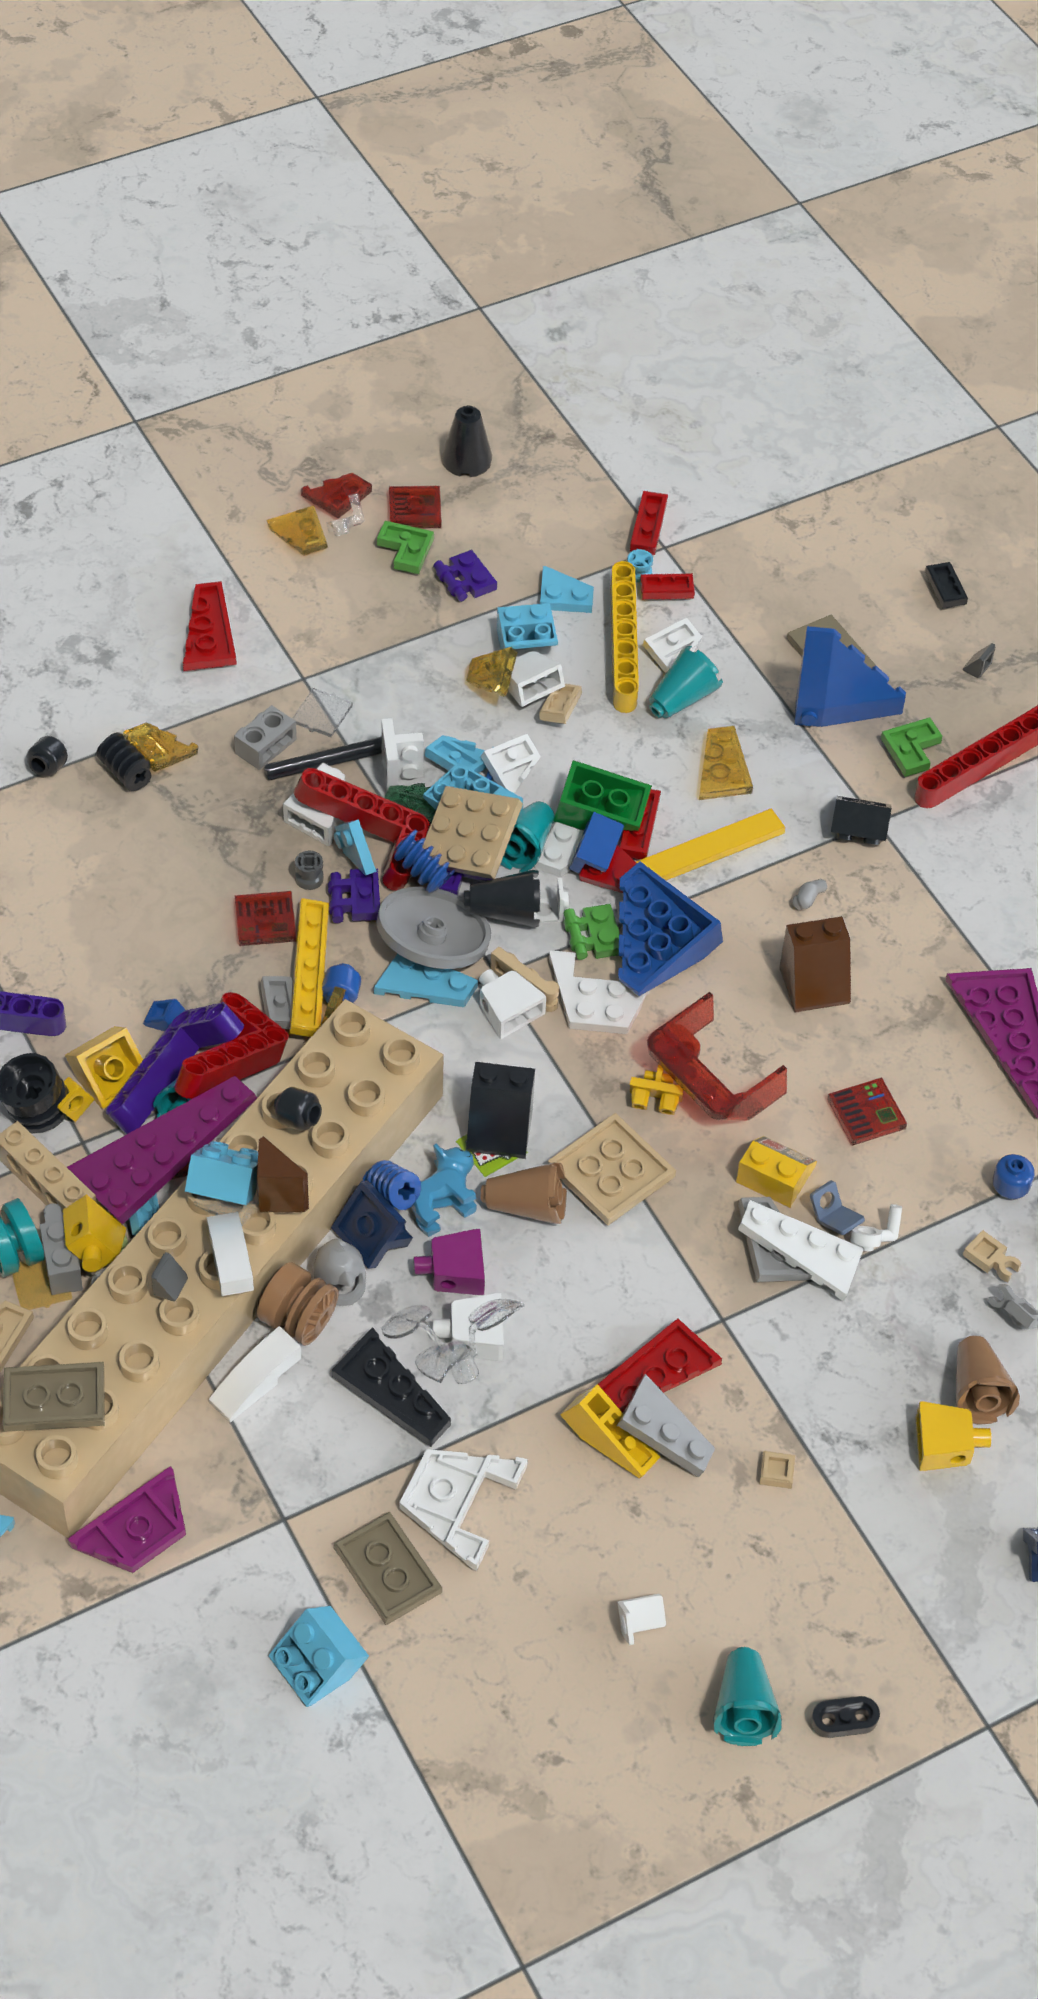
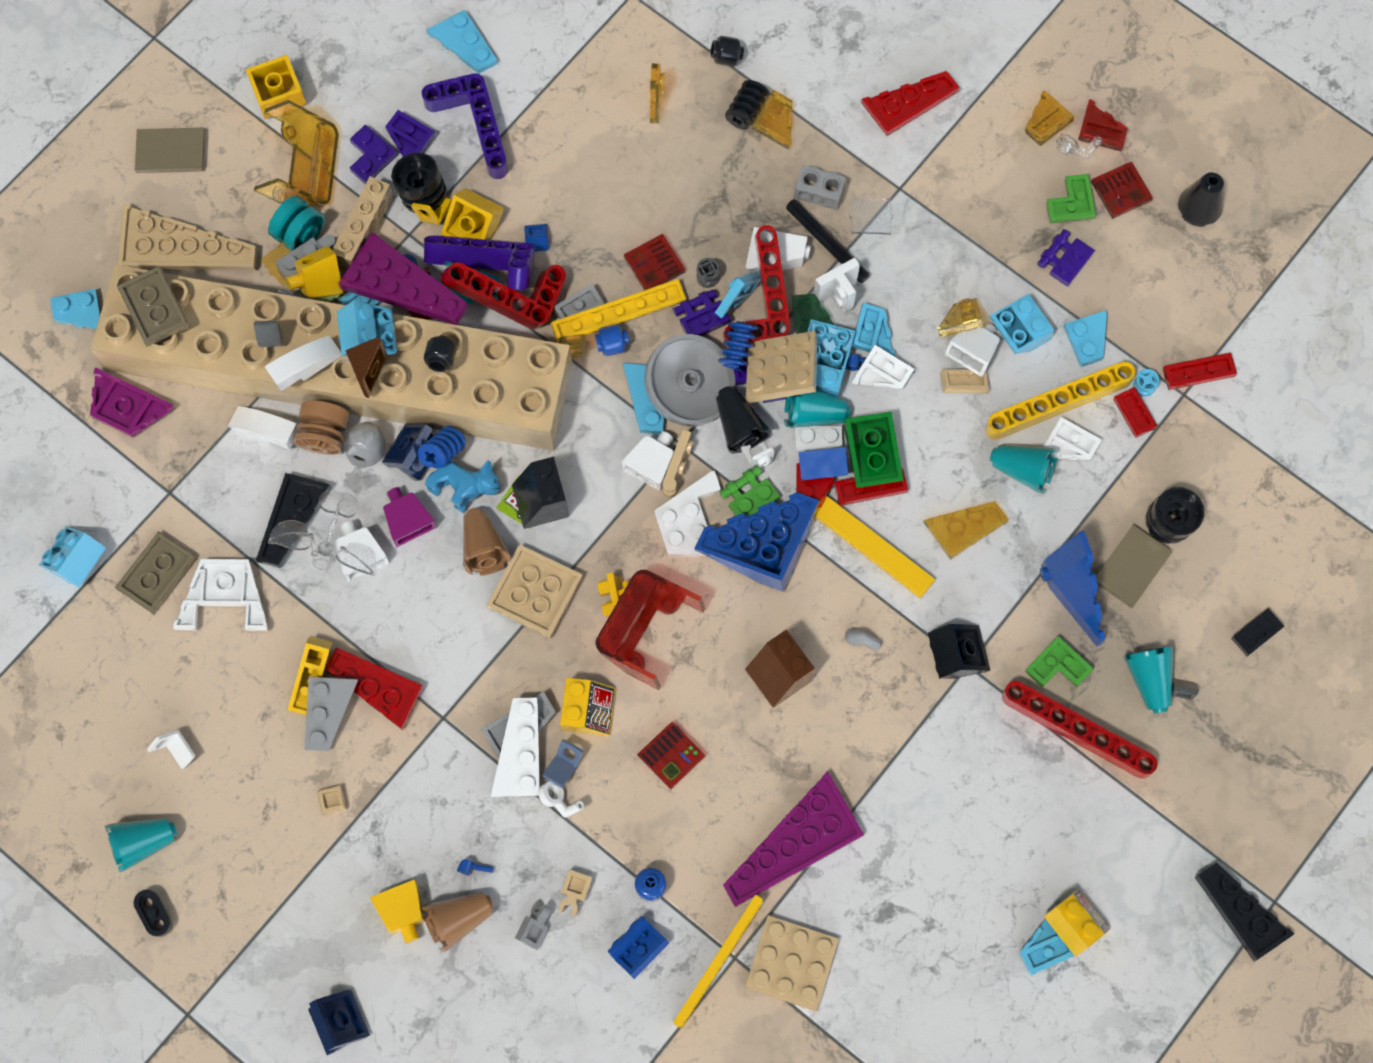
camera: 70 degrees right, 20 degrees up
(58, 832) = (657, 90): none -> clear yellow wing
(798, 591) = (1187, 514): none -> black wheel
(918, 1354) = (466, 866): none -> blue hand
(959, 673) = (1153, 676): none -> teal cone

